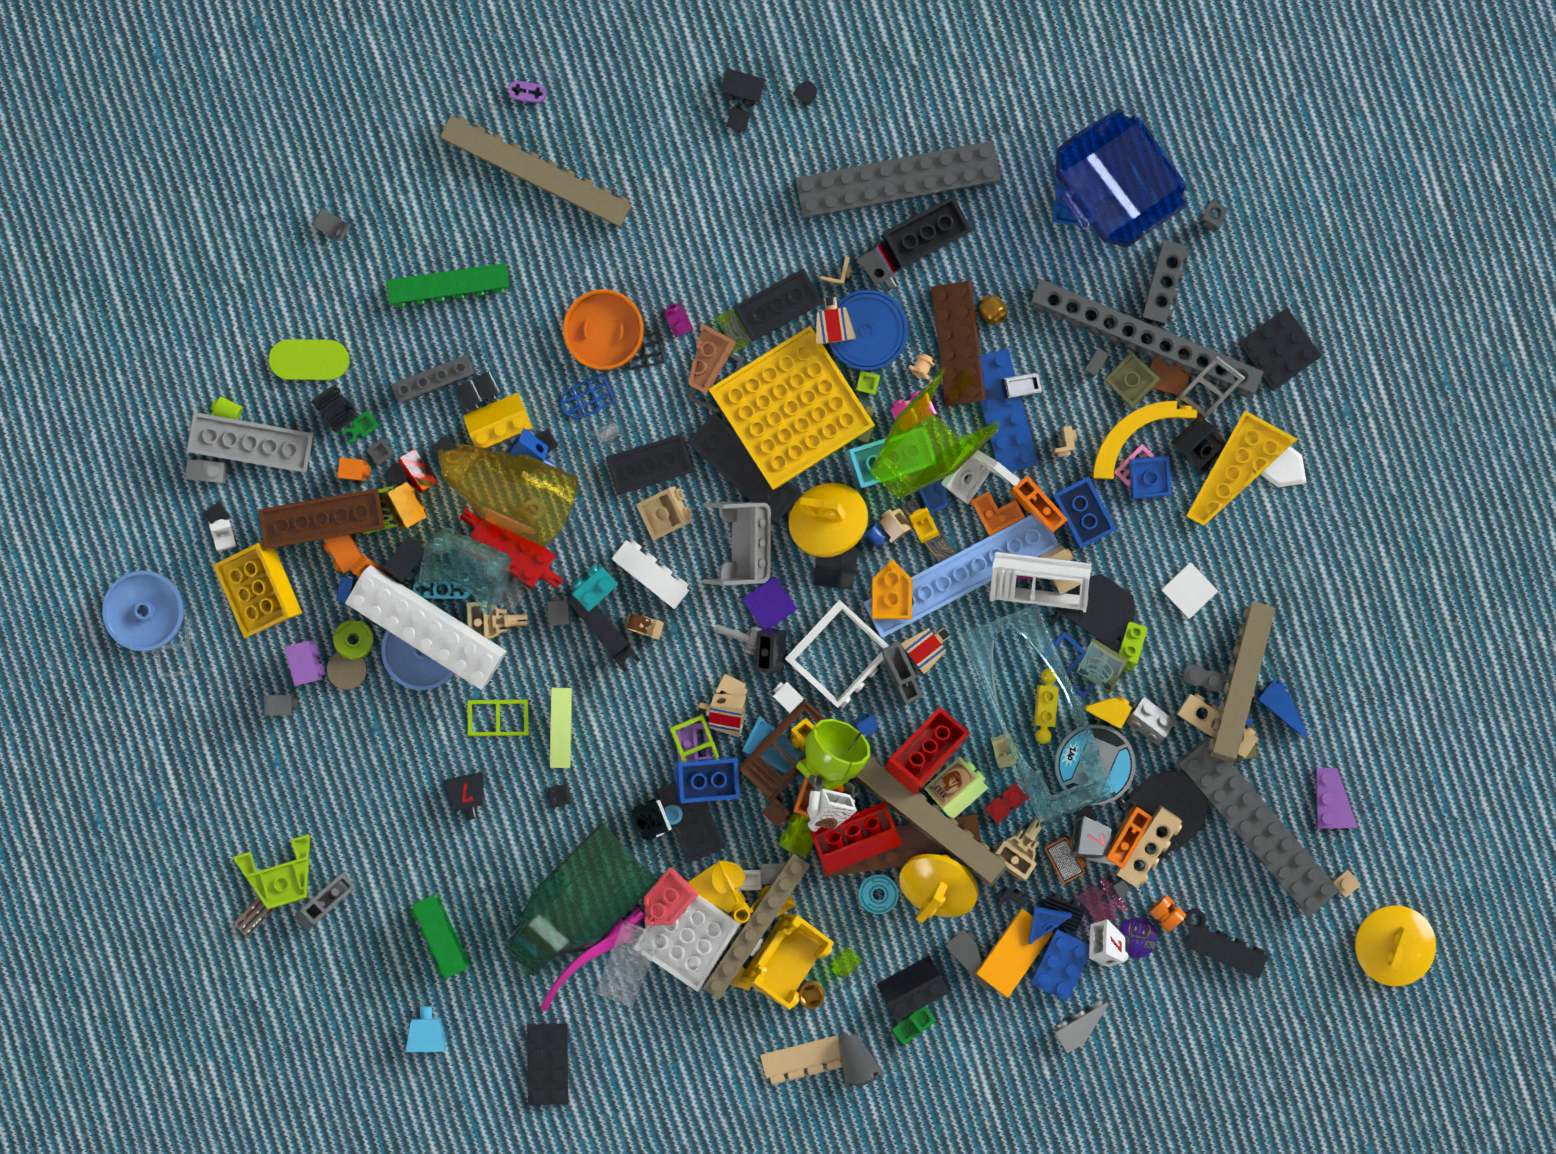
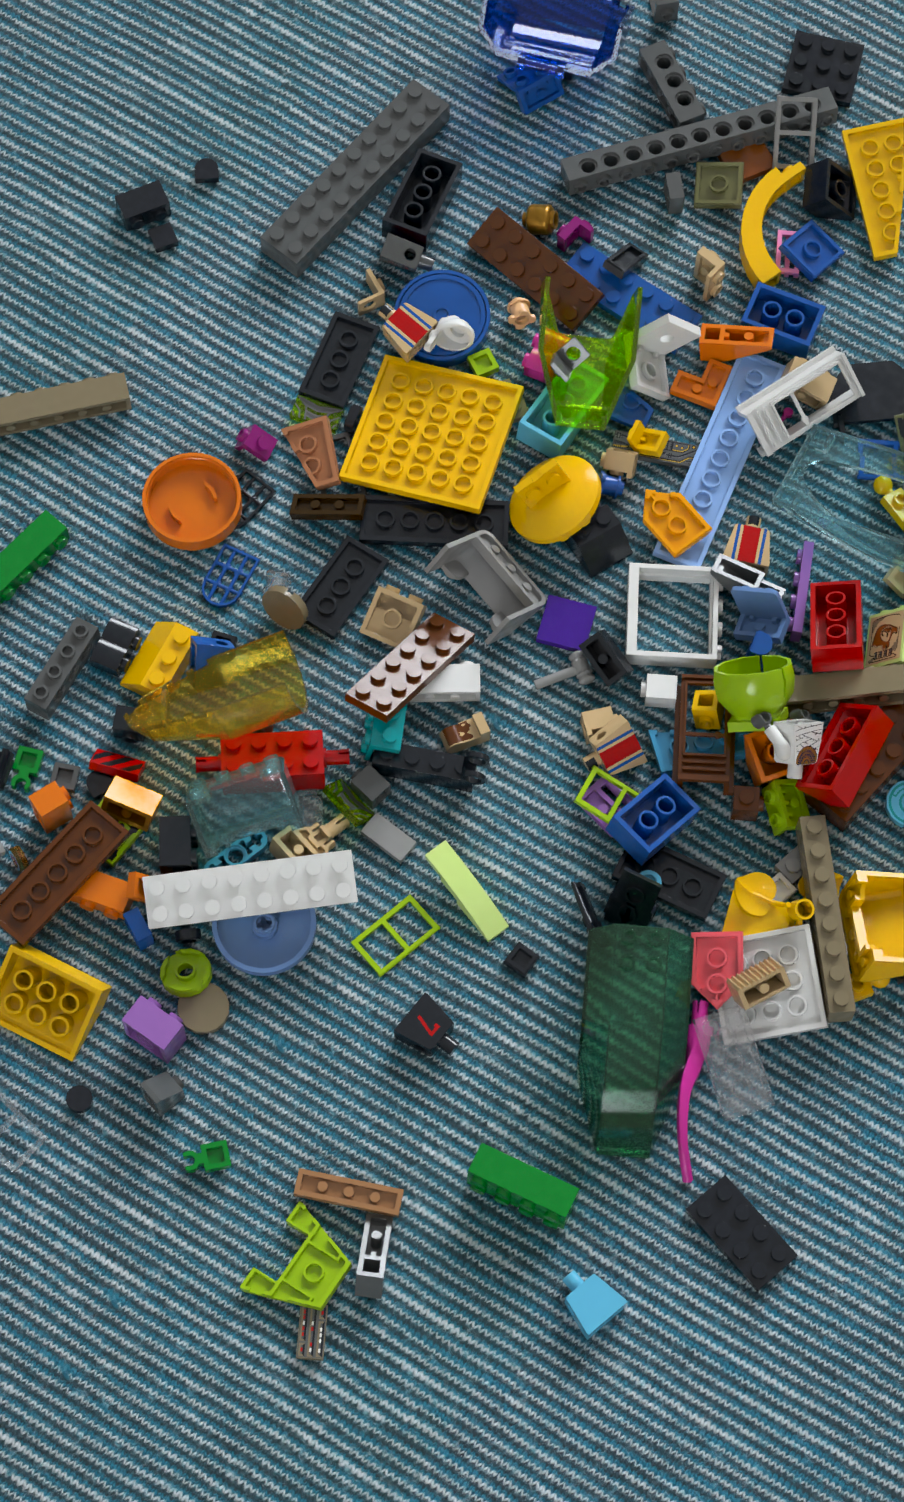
camera: 40 degrees left, 20 degrees down
(230, 666) = (79, 1099): none -> black tile
(279, 766) = (213, 1157): none -> green plate
(310, 483) = (18, 858): none -> clear orange tile
(340, 853) = (348, 1192): none -> medium nougat plate
(537, 612) = (348, 802): none -> clear neon green tile
(544, 653) = (388, 837): none -> light grey tile
(602, 459) = (285, 608): none -> dark tan tile
(617, 823) = (588, 913): none -> black piece
(641, 560) = (409, 667): none -> plate
(676, 935) = (758, 983): none -> tan brick
(685, 404) = (328, 507): none -> dark brown plate
(752, 354) = (353, 418): none -> black tile
(858, 350) = (451, 335): none -> white hat
(888, 704) = (761, 611): none -> medium blue bracket
(909, 434) = (562, 365): none -> bracket
(938, 698) = (801, 581): none -> medium lavender plate
(1002, 334) = (575, 228): none -> magenta bracket

